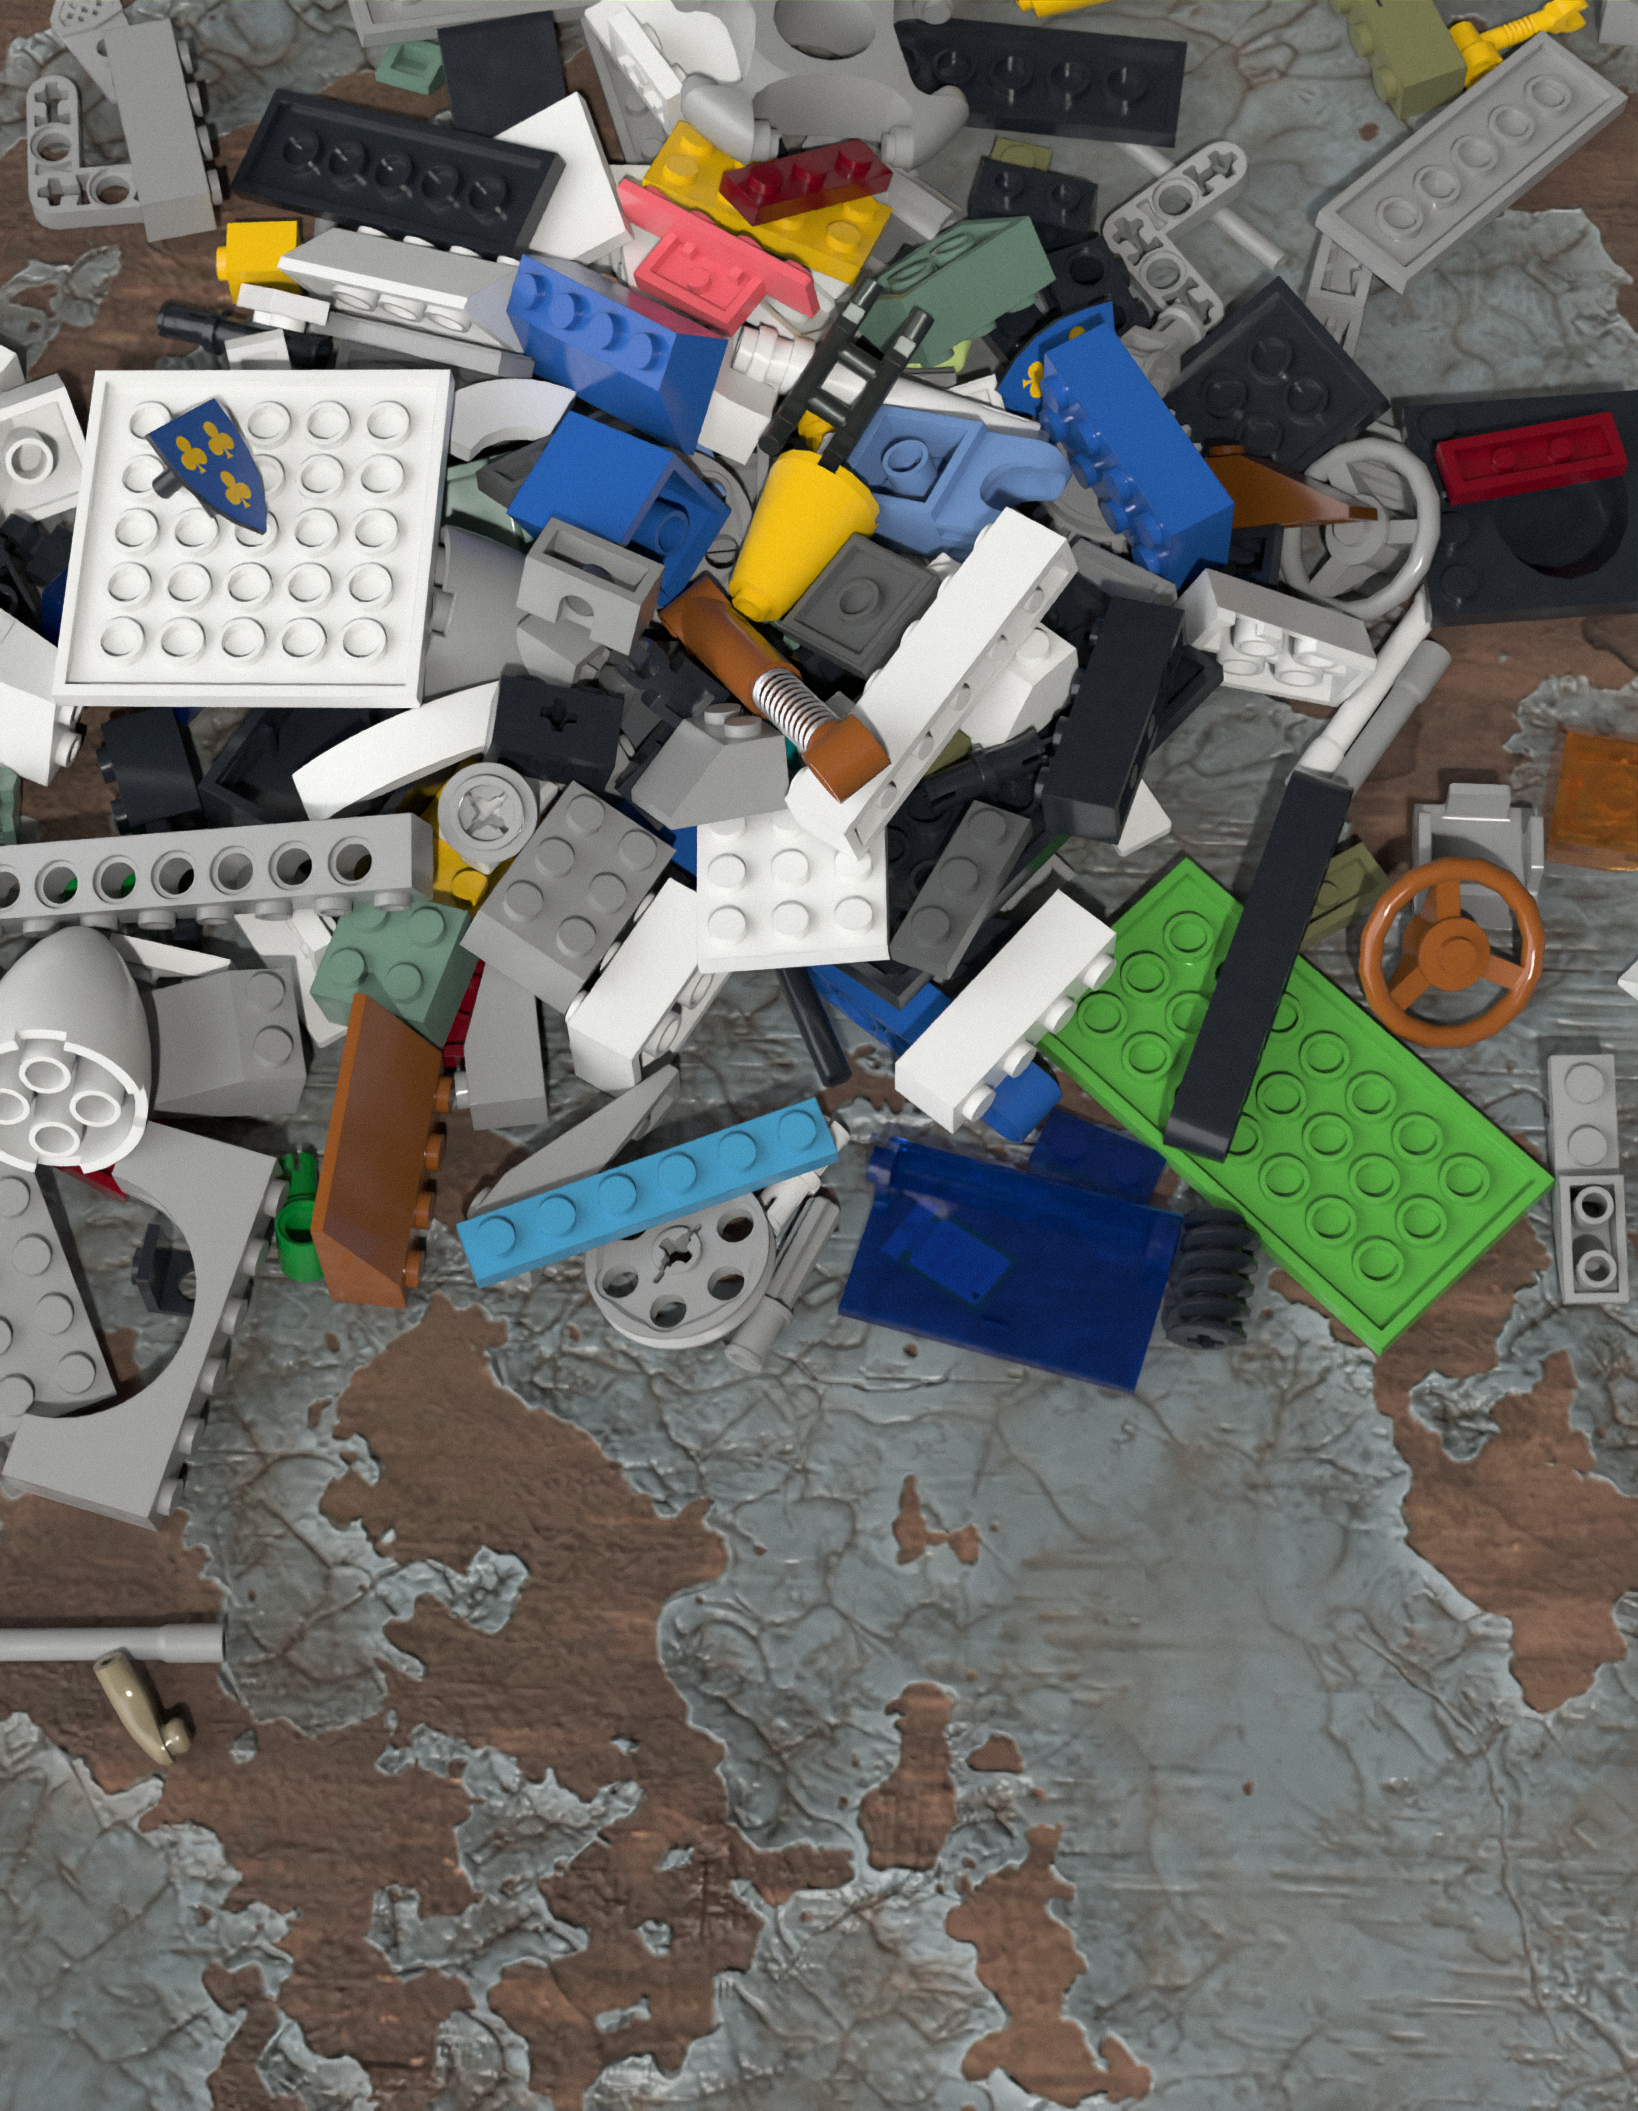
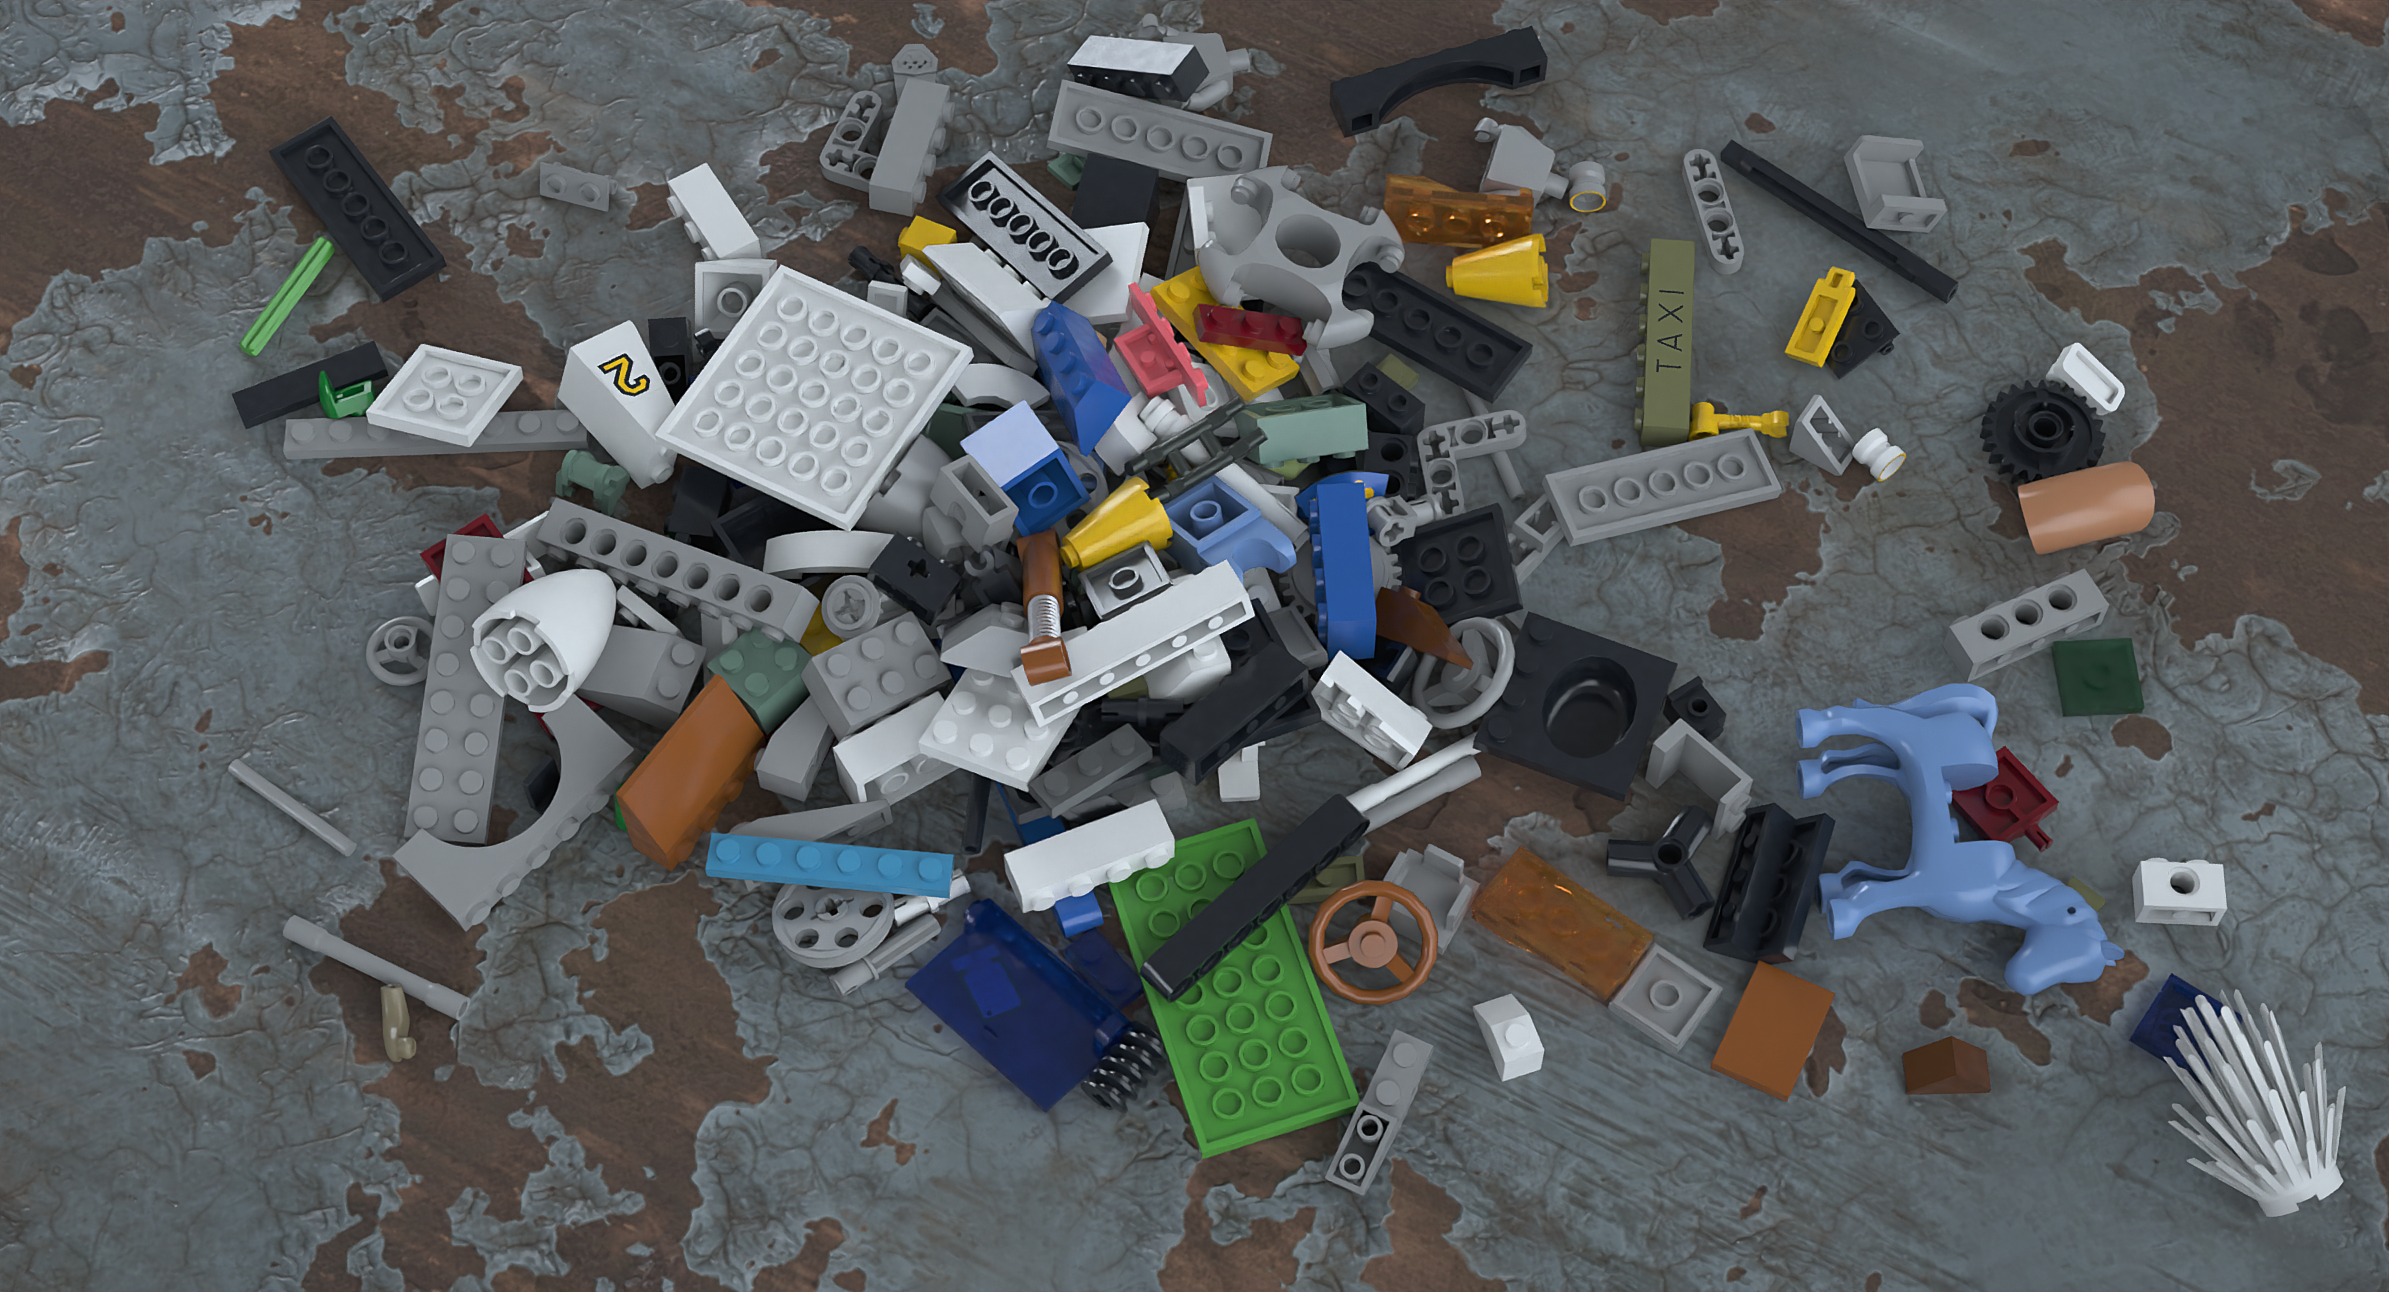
camera: 25 degrees right, 5 degrees down
(211, 463) = (806, 343): blue shield -> none
(1531, 458) = (1581, 673): dark red plate -> none

